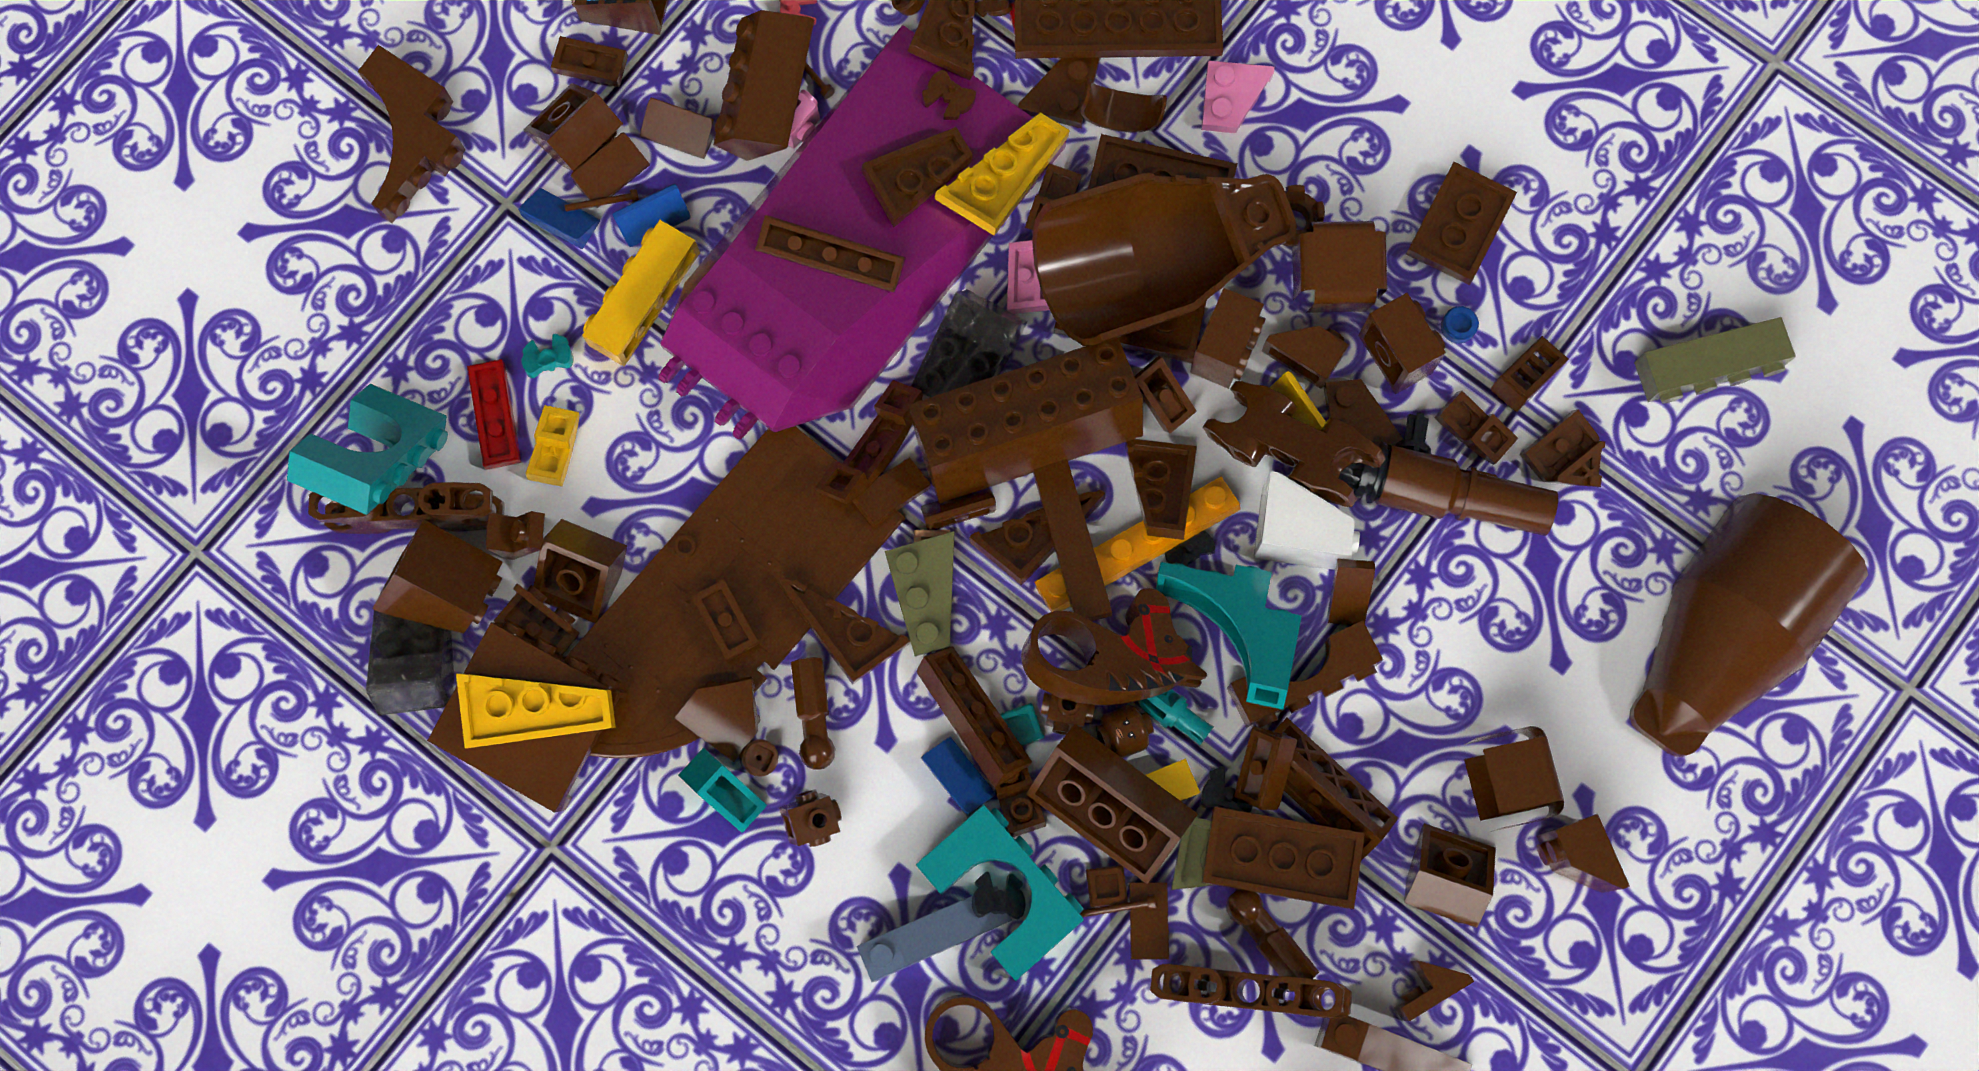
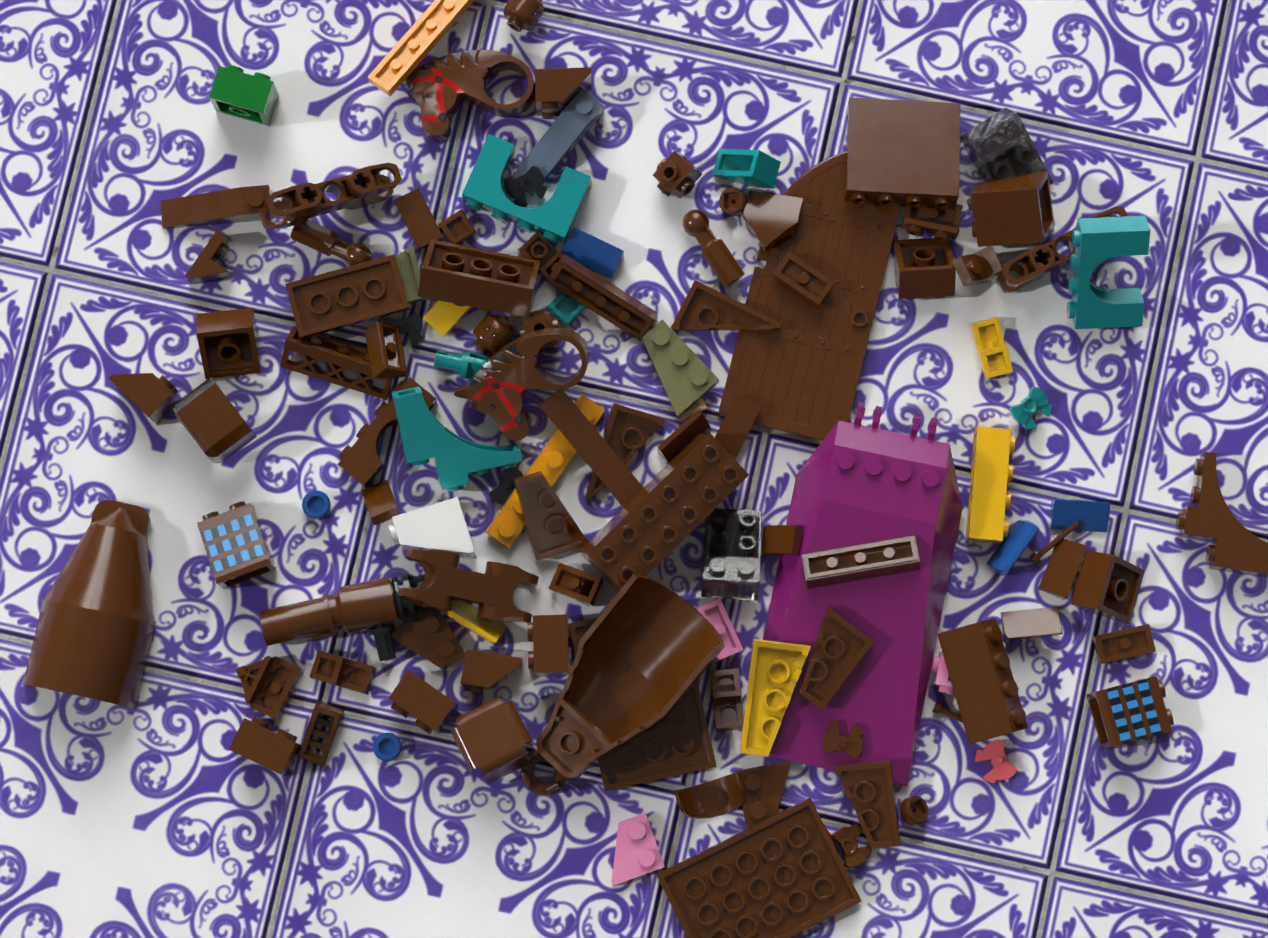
camera: 145 degrees right, 5 degrees up
(494, 414) = (1046, 350): red tile -> none
(521, 710) = (902, 148): yellow wing -> none
(875, 447) = (763, 450): reddish brown slope -> none
(902, 994) = (557, 88): none -> reddish brown slope
(907, 333) = (781, 540): none -> reddish brown slope
(1151, 902) = (422, 229): reddish brown piece -> none
(1424, 632) = (316, 505): none -> blue tile
(1461, 223) = (419, 825): reddish brown plate -> none
(1545, 622) = (235, 545): none -> slope
(1605, 376) = (264, 746): none -> reddish brown brick
(1715, 360) = (190, 804): olive brick -> none

